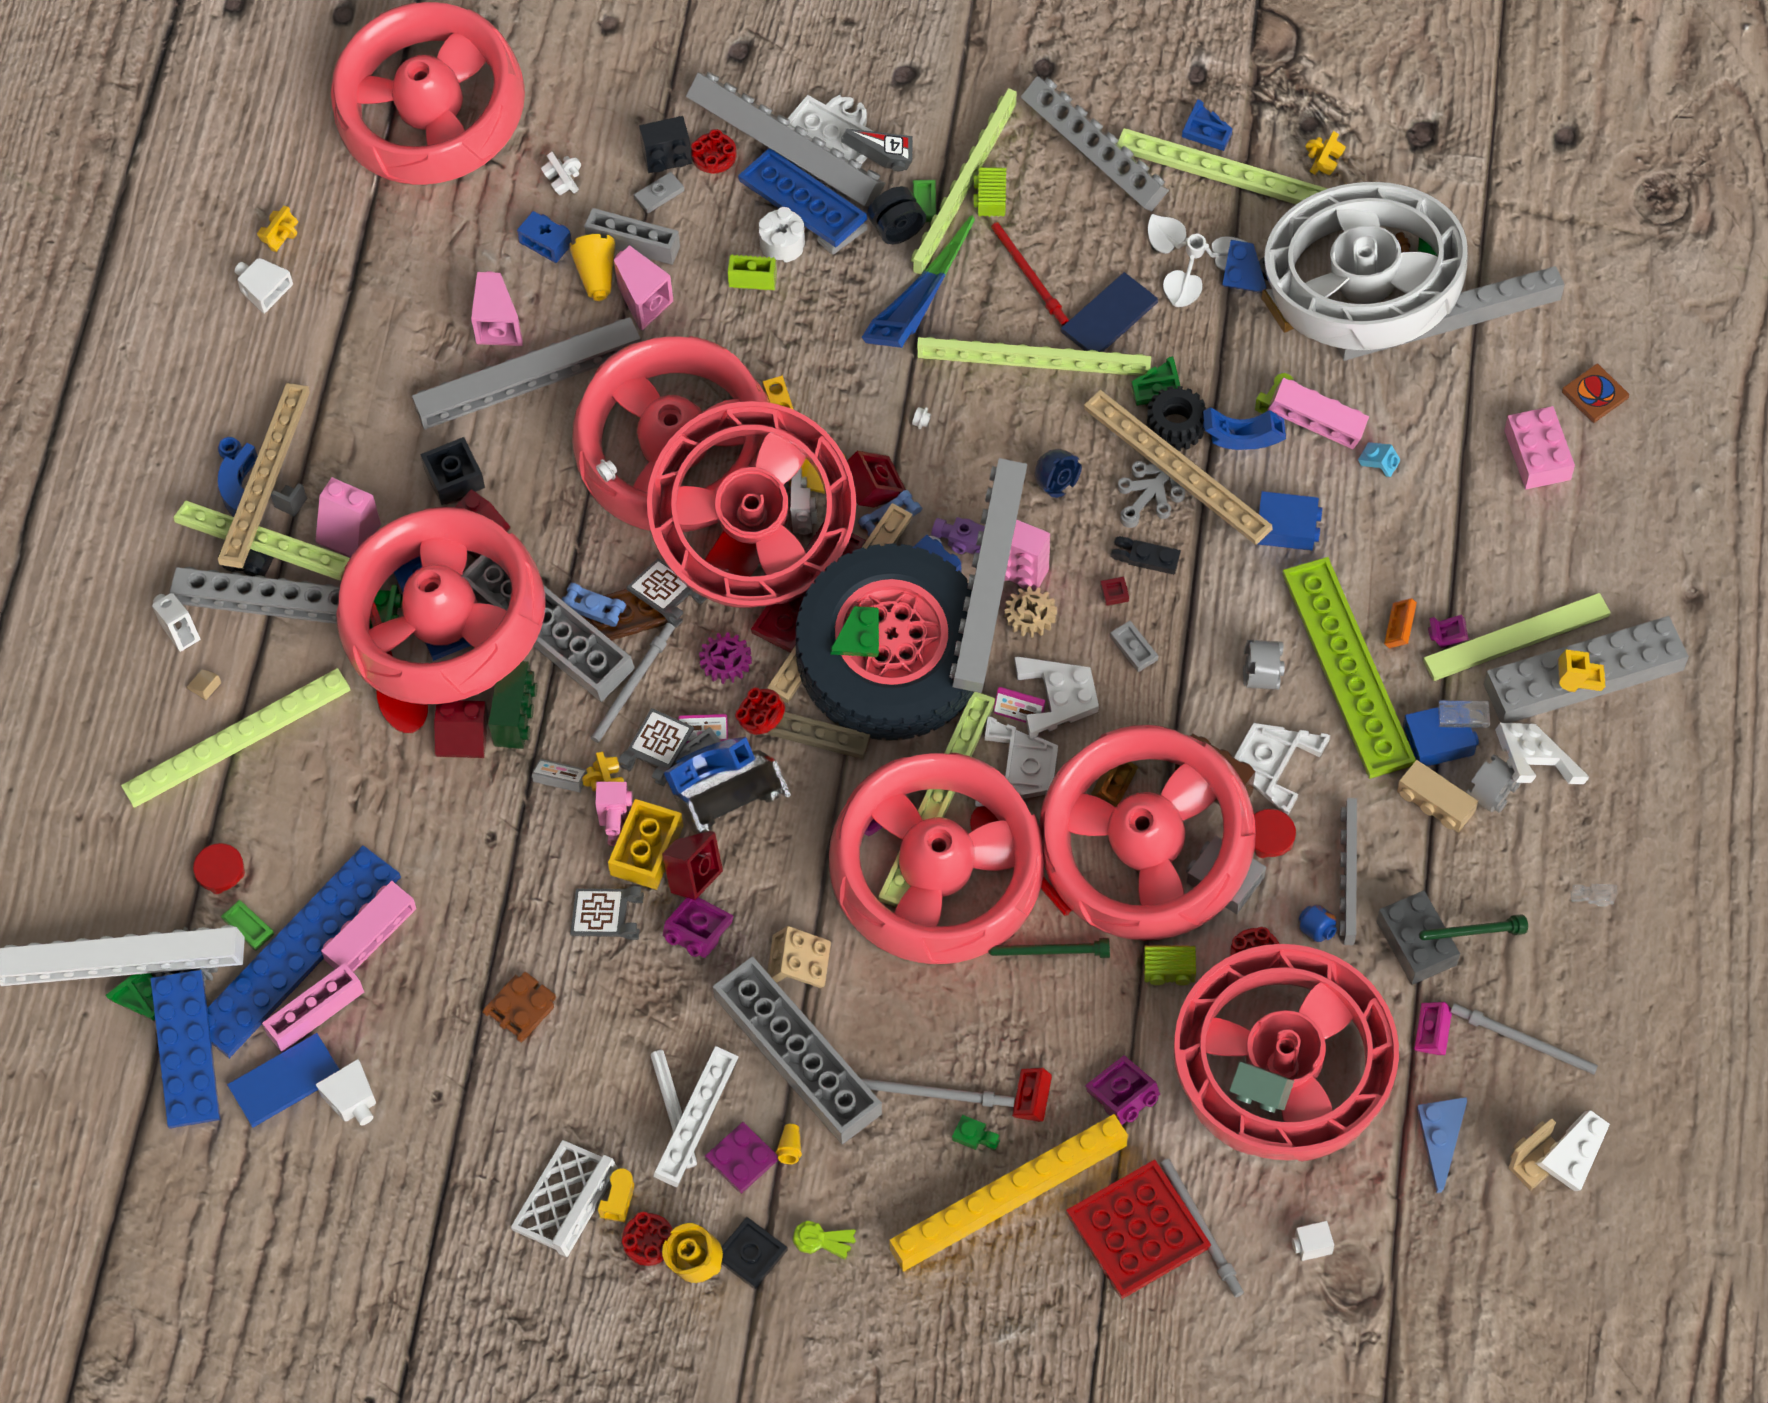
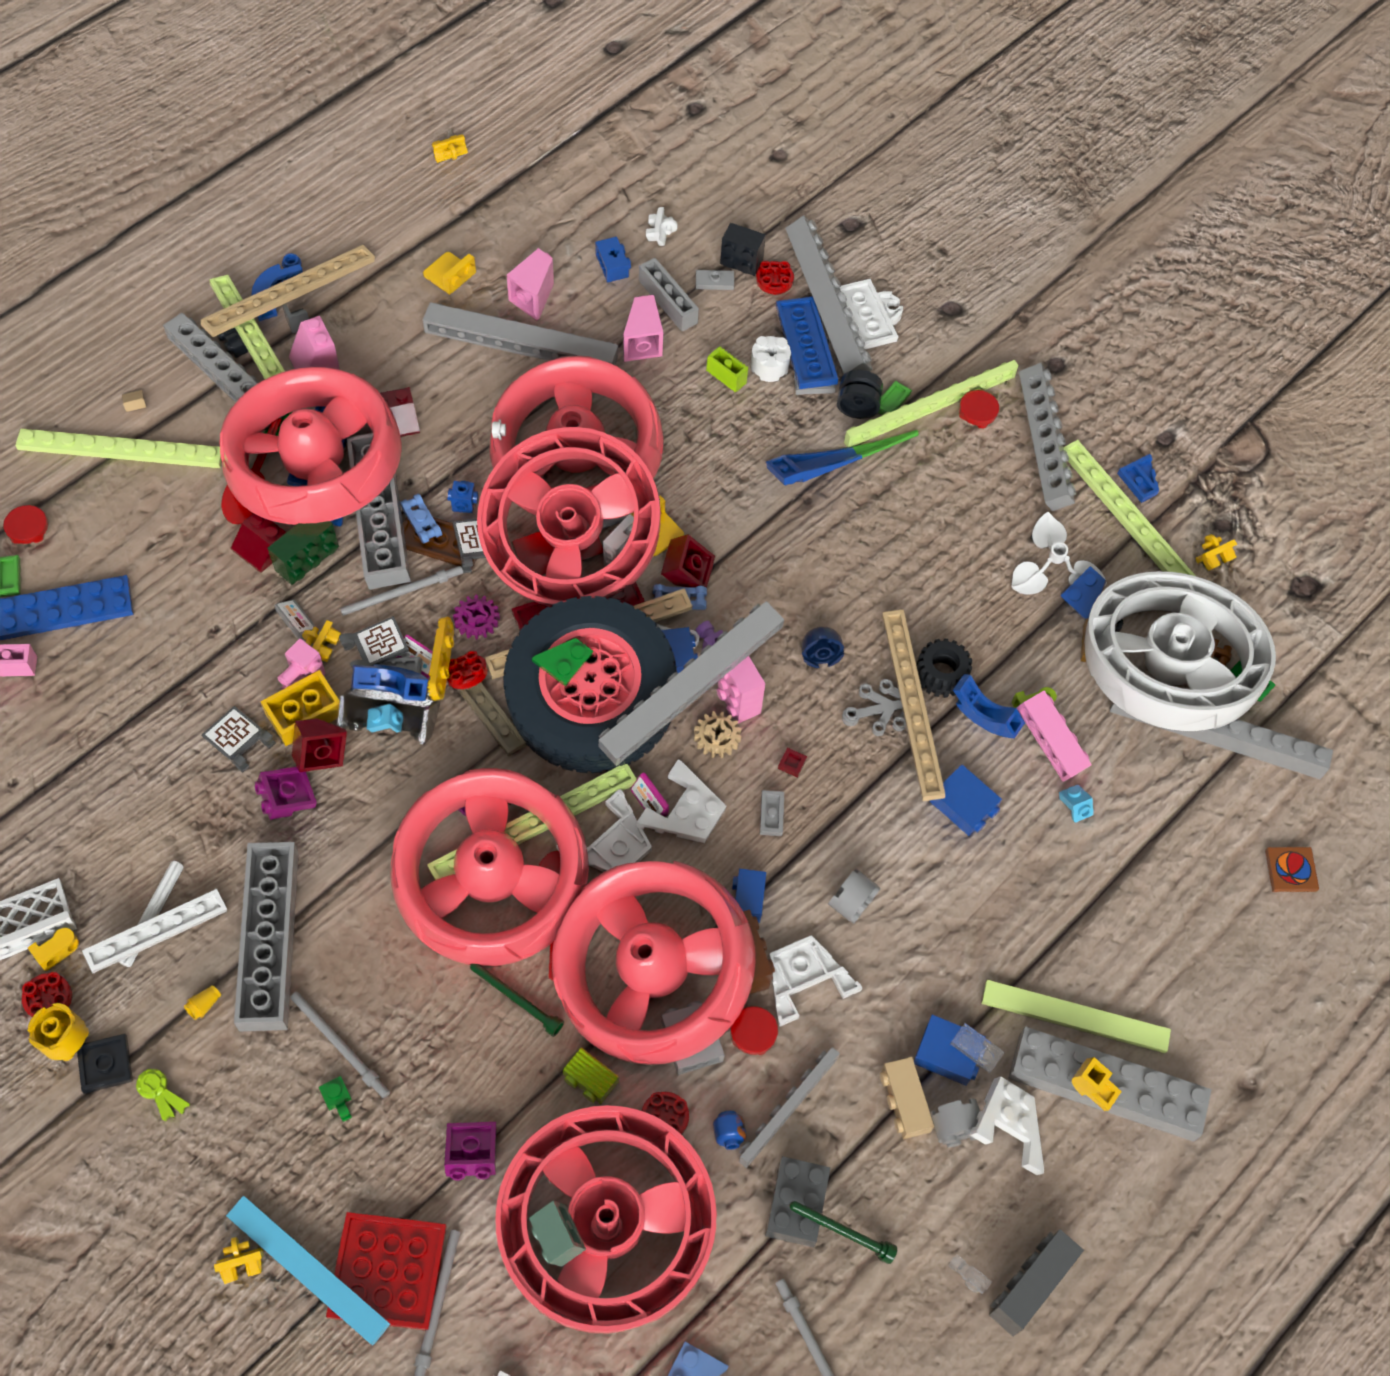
camera: 30 degrees right, 0 degrees up
(169, 611) = (148, 339): white torso -> none
(263, 282) = (408, 175): white torso -> none
(369, 928) = (75, 634): bright pink brick -> none
(397, 353) = (450, 271): none -> yellow bracket
(427, 92) = (617, 120): coral wheel -> none
(452, 470) = (411, 367): black brick -> none
(521, 1005) = (123, 761): dark orange plate -> none
(594, 263) = (626, 288): yellow cone -> none
(613, 558) = (463, 496): none -> blue brick
(726, 802) = (384, 718): none -> medium azure bracket
(741, 1157) = (163, 986): magenta plate -> none
(745, 724) = (441, 658): none -> yellow piece
(779, 393) = (671, 465): yellow leg -> none
(799, 957) = (334, 869): tan bracket -> none
(885, 149) = (891, 345): dark grey slope -> none
(921, 417) = (760, 544): white plate -> none
(991, 191) = (944, 422): lime brick -> none
(1008, 1192) = (317, 1164): yellow brick -> none
(1011, 153) = (978, 408): none -> red tile
(1020, 1301) = (251, 1259): none -> yellow hips
(1032, 1094) = (406, 1100): red slope -> none
(1033, 356) = (879, 557): yellowish green plate -> none
(1052, 305) = (922, 528): red bar -> none
(1075, 1273) = (308, 1270): none -> medium azure tile
(1109, 314) = (958, 563): dark blue tile -> none
(1114, 783) = (670, 906): pearl gold slope -> none
(1146, 555) = (840, 753): black hinge -> none
(1155, 380) = (952, 631): green wing -> none
(1172, 716) = (750, 891): none -> blue brick
(1349, 668) = (920, 947): lime plate -> none
(1400, 623) = (989, 939): orange plate -> none
(1433, 1028) = (751, 1286): dark pink slope -> none
(1448, 631) = (1022, 972): magenta bracket -> none
(1539, 447) = (1211, 880): bright pink brick -> none
(1649, 860) = (1037, 1281): none -> dark grey brick

